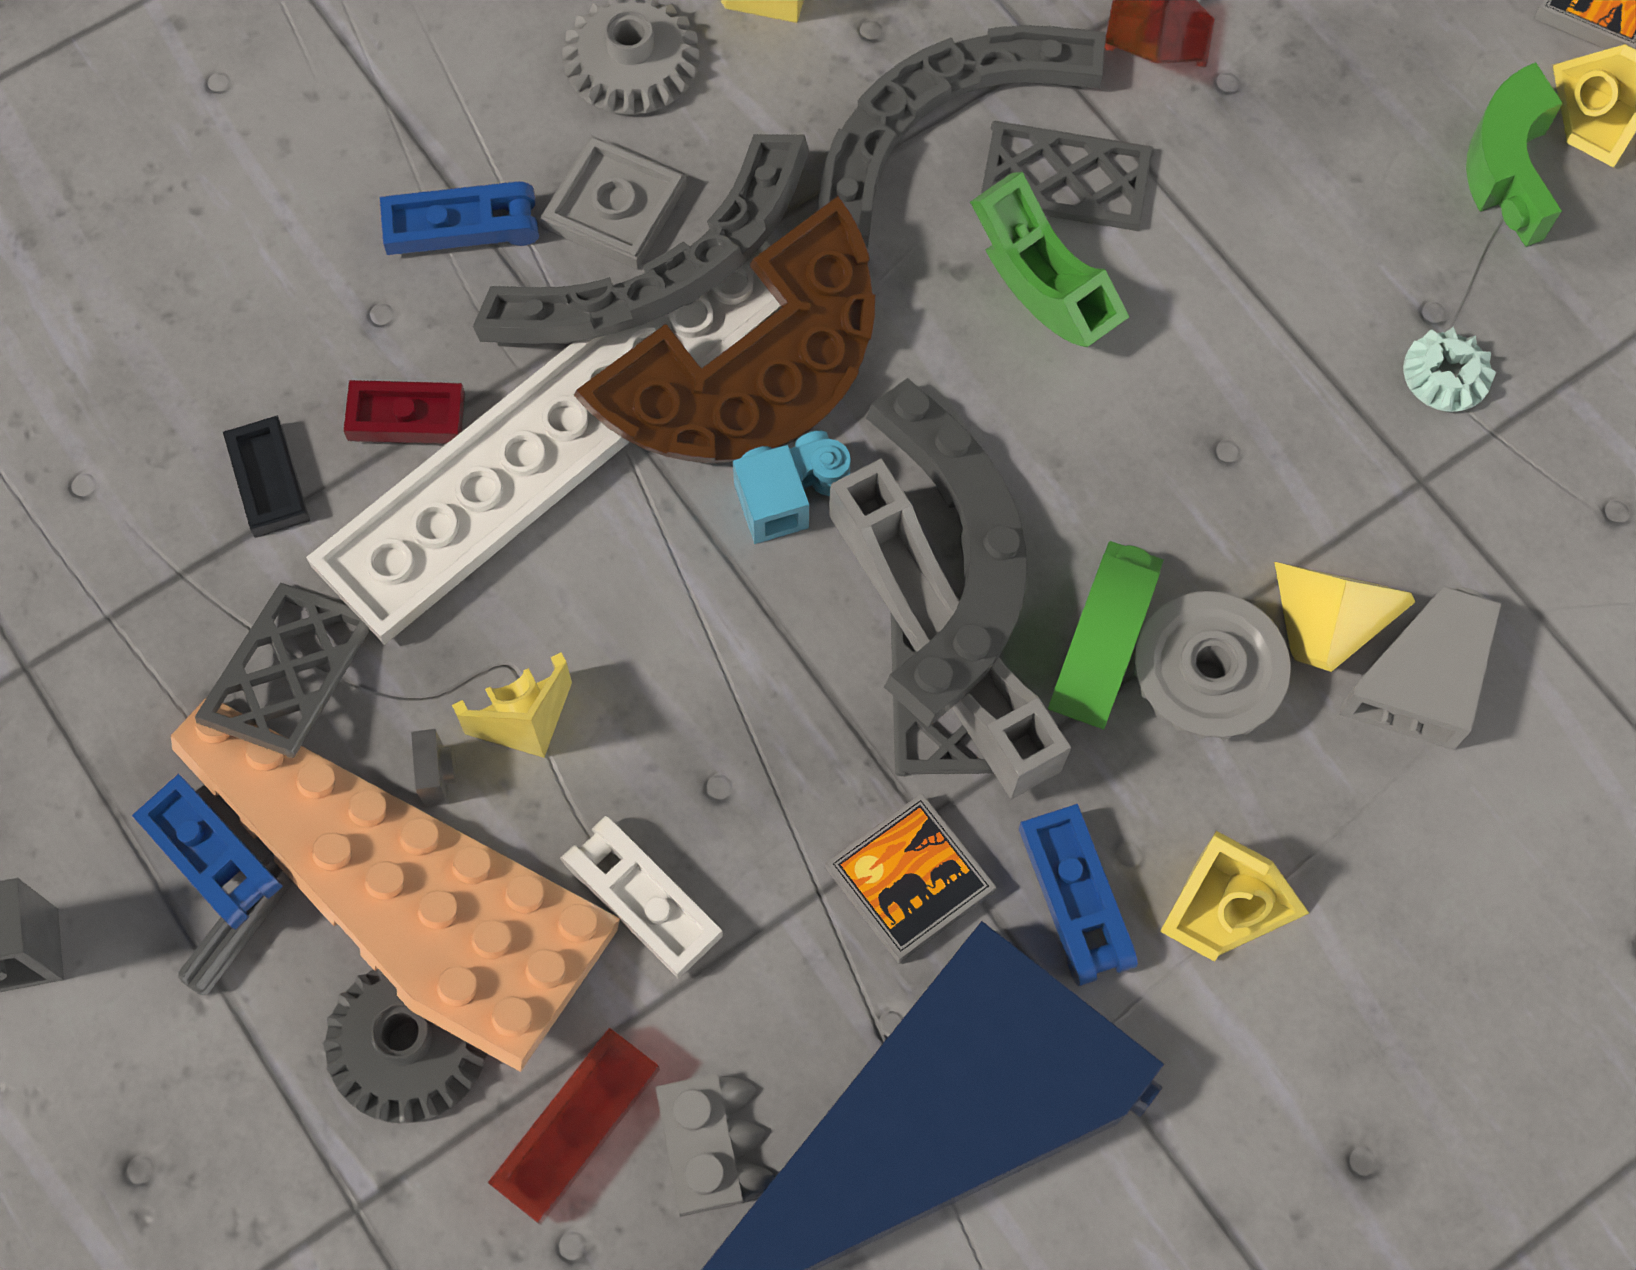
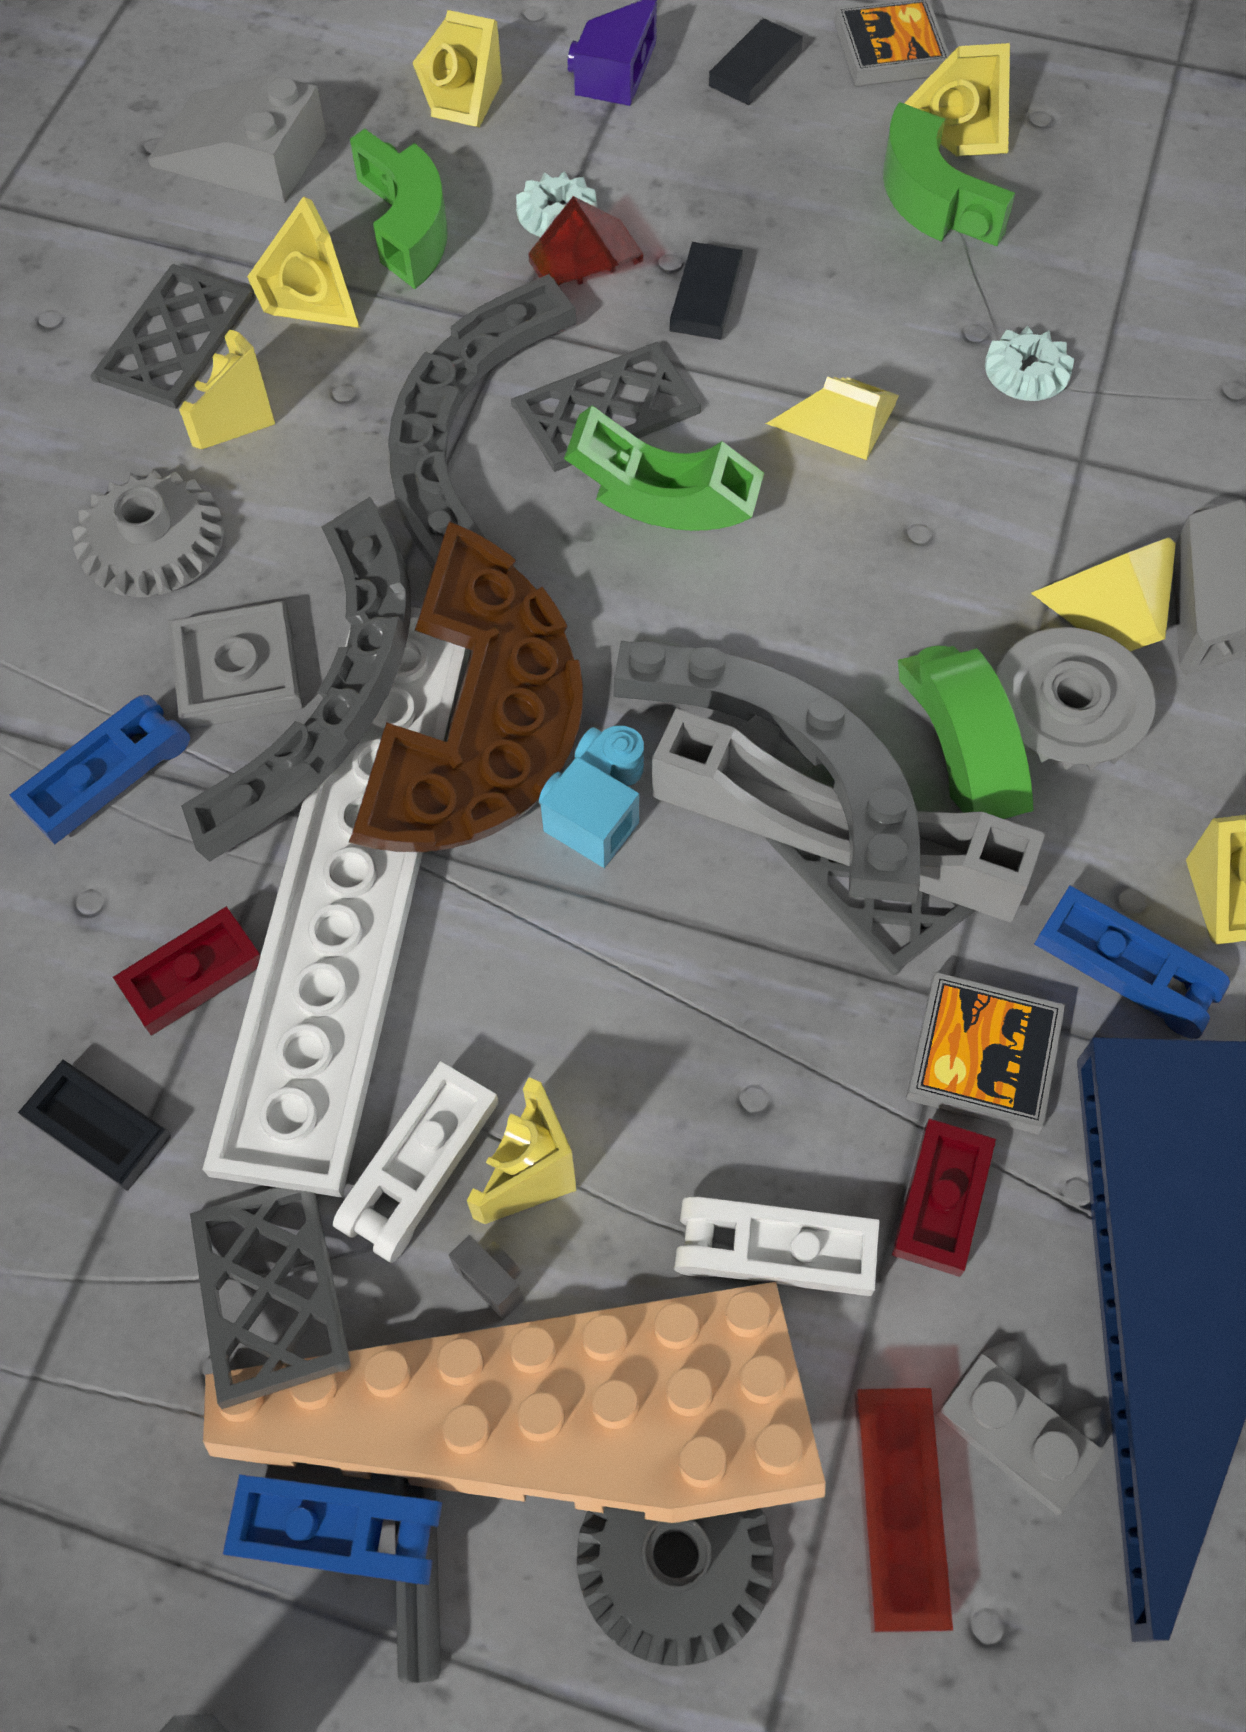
camera: 35 degrees left, 5 degrees down
(450, 655) = (416, 1160): none -> white plate
(785, 951) = (944, 1197): none -> dark red plate
(1231, 127) = (706, 290): none -> black tile
(1251, 312) = (841, 416): none -> light yellow slope

